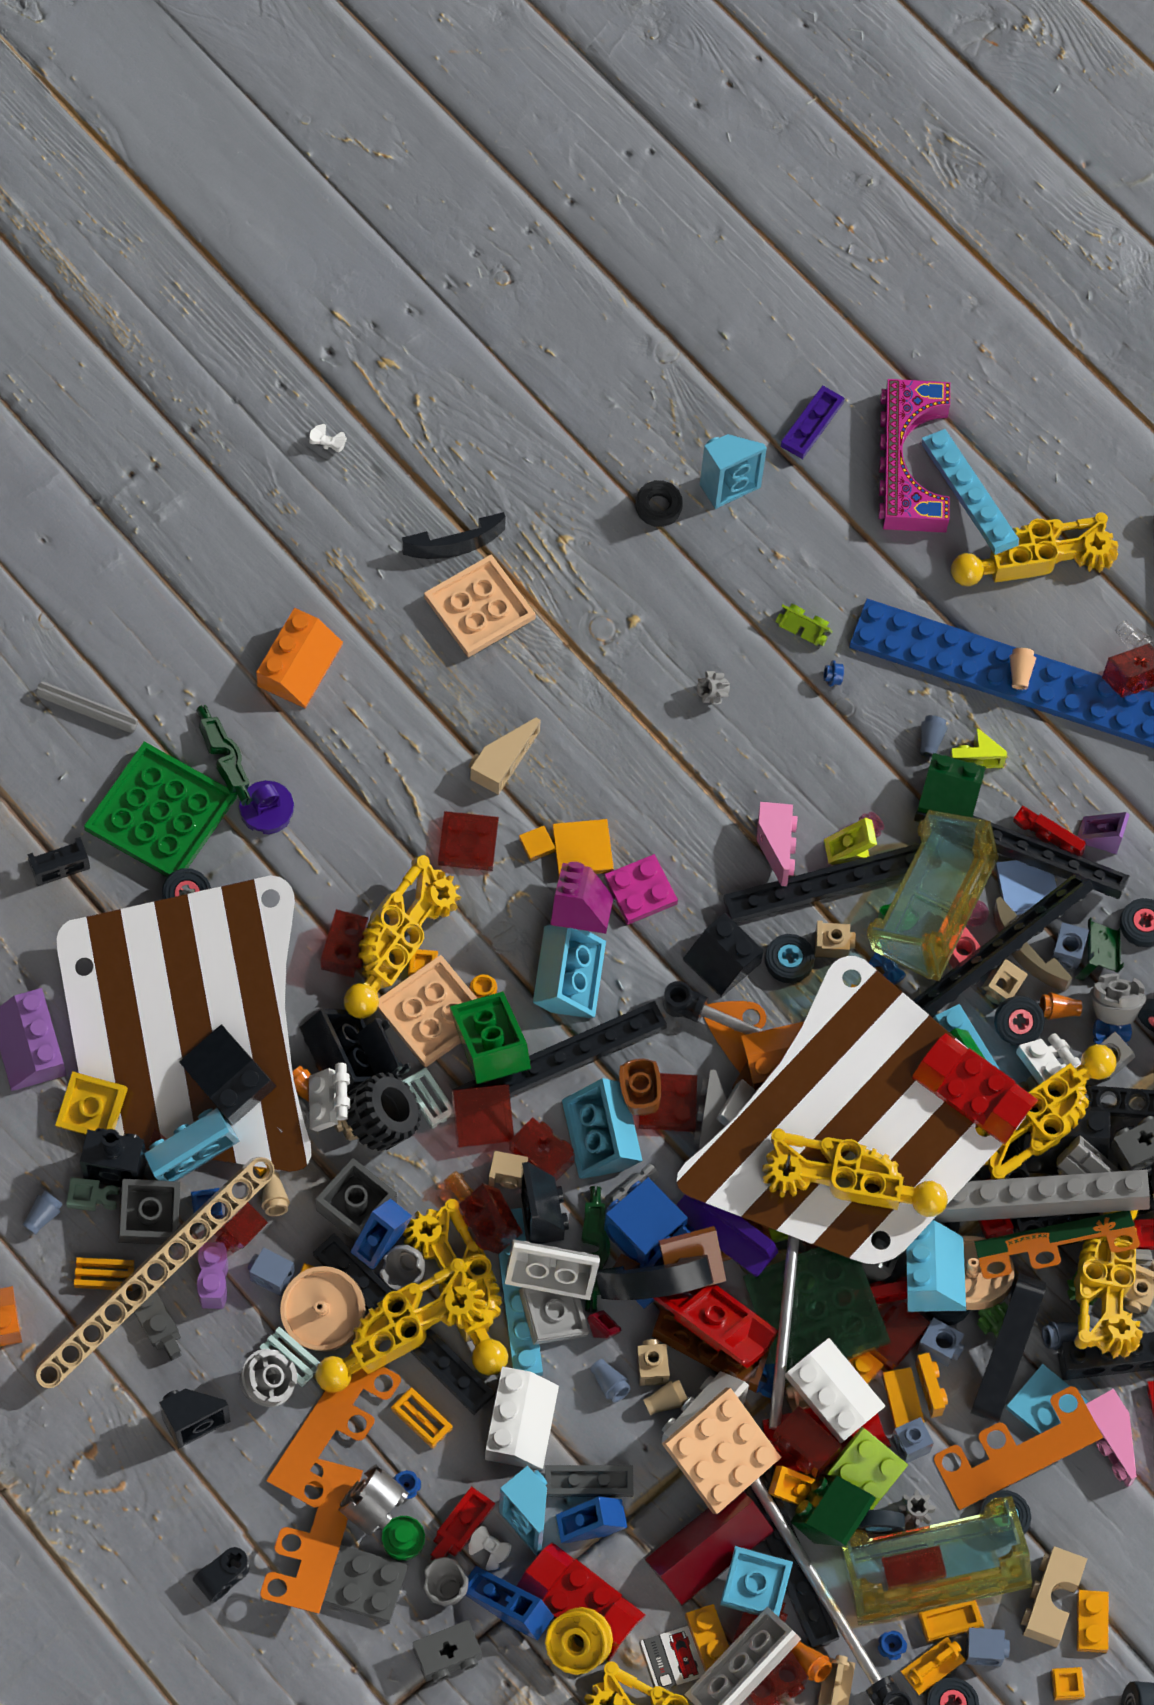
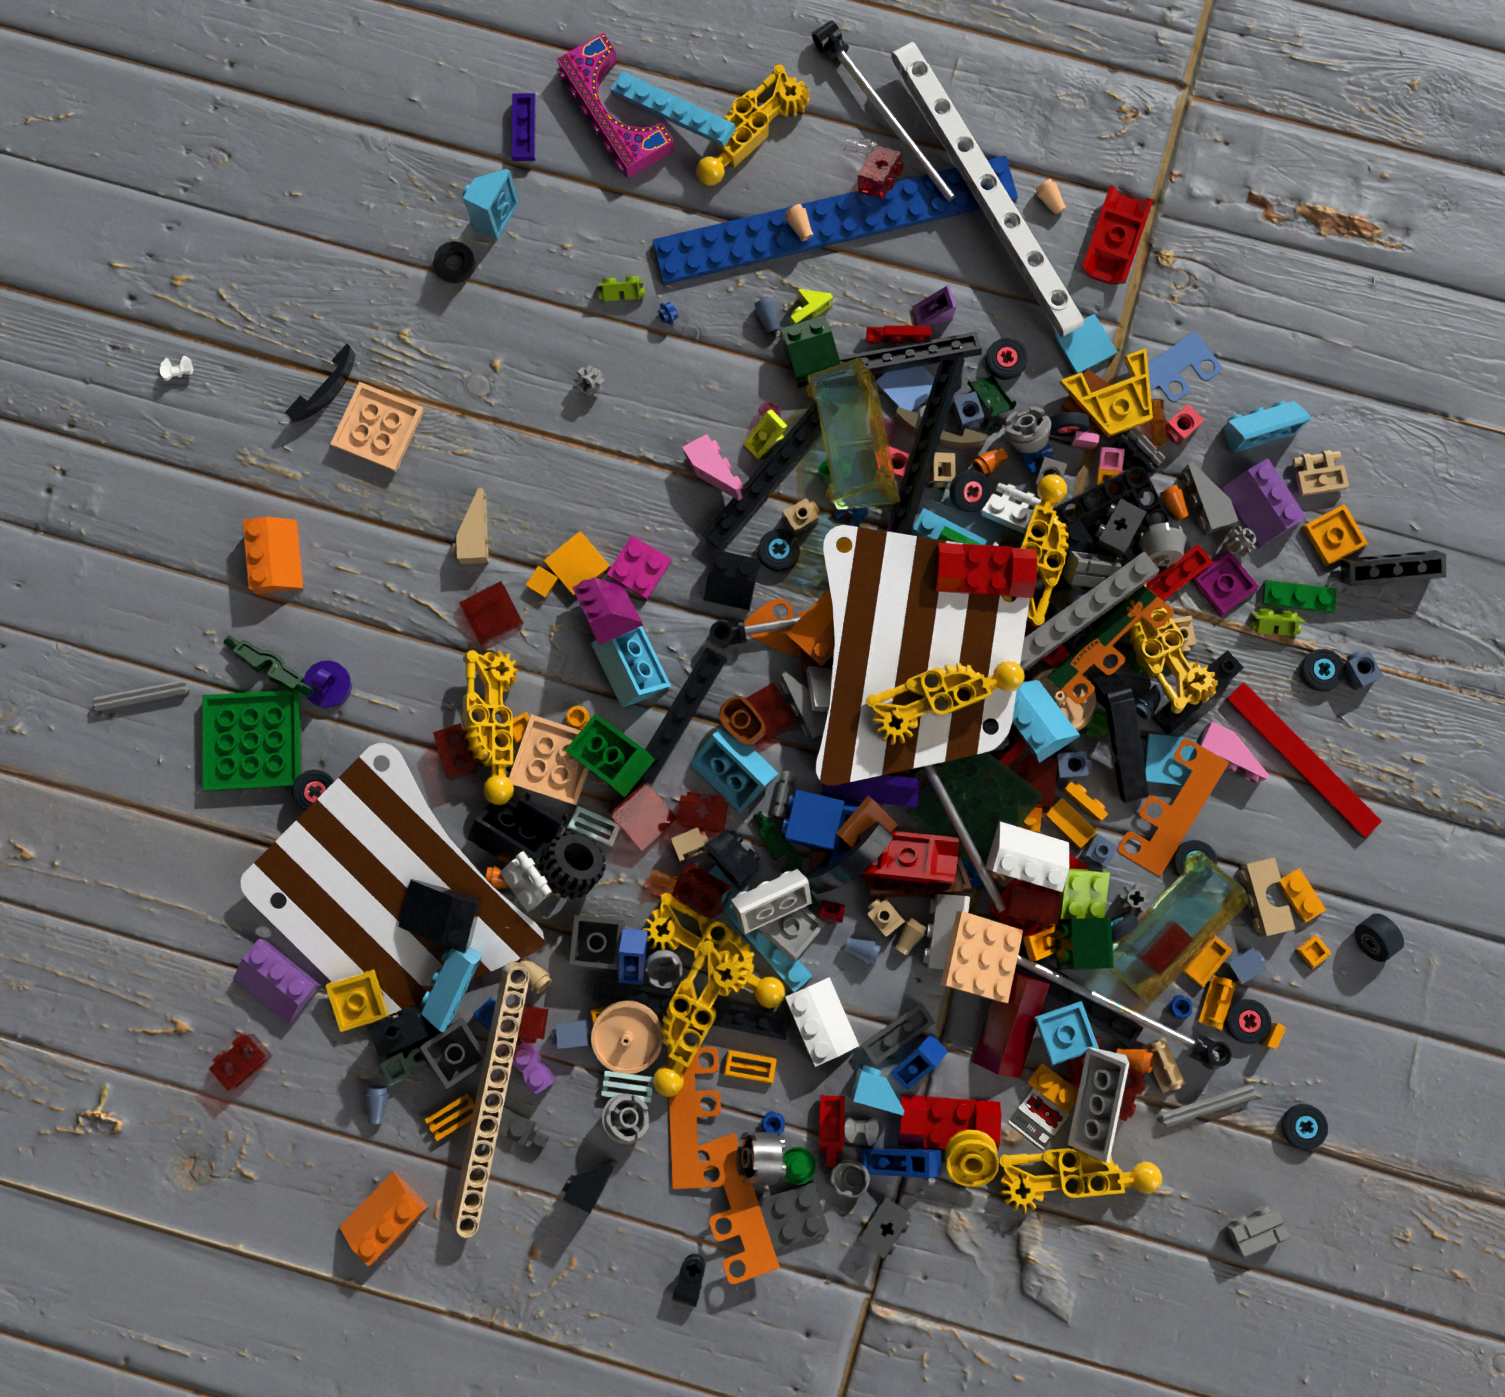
camera: 30 degrees left, 15 degrees up
(59, 863) = (203, 829): black hinge -> none

